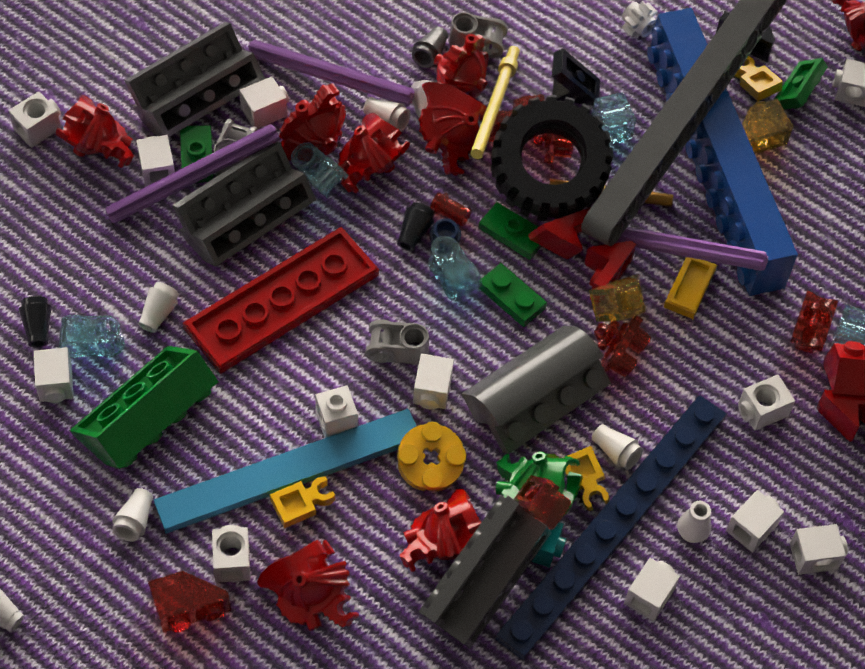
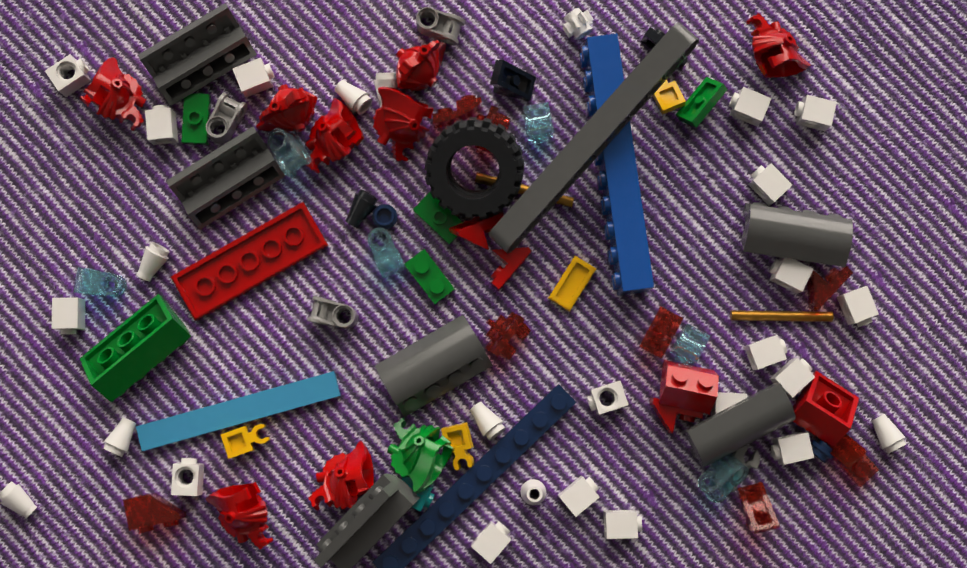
camera: 10 degrees right, 25 degrees up
(35, 316) = (58, 263): black cone -> none
(192, 173) = (187, 147): medium lavender axle -> none
(332, 72) = (311, 52): medium lavender axle -> none
(336, 411) = (277, 371): white brick -> none
(429, 47) = (397, 34): dark grey cone -> none
(431, 476) = (359, 417): yellow plate -> none
(433, 381) = (354, 352): white brick -> none
(450, 208) = (392, 194): clear red pin -> none
(506, 70) = (458, 62): light yellow bar -> none
(543, 500) = (410, 483): clear red slope -> none
(618, 299) = (510, 301): clear yellow slope -> none
(695, 248) = (575, 266): medium lavender axle -> none
(767, 126) = (660, 143): clear yellow slope -> none

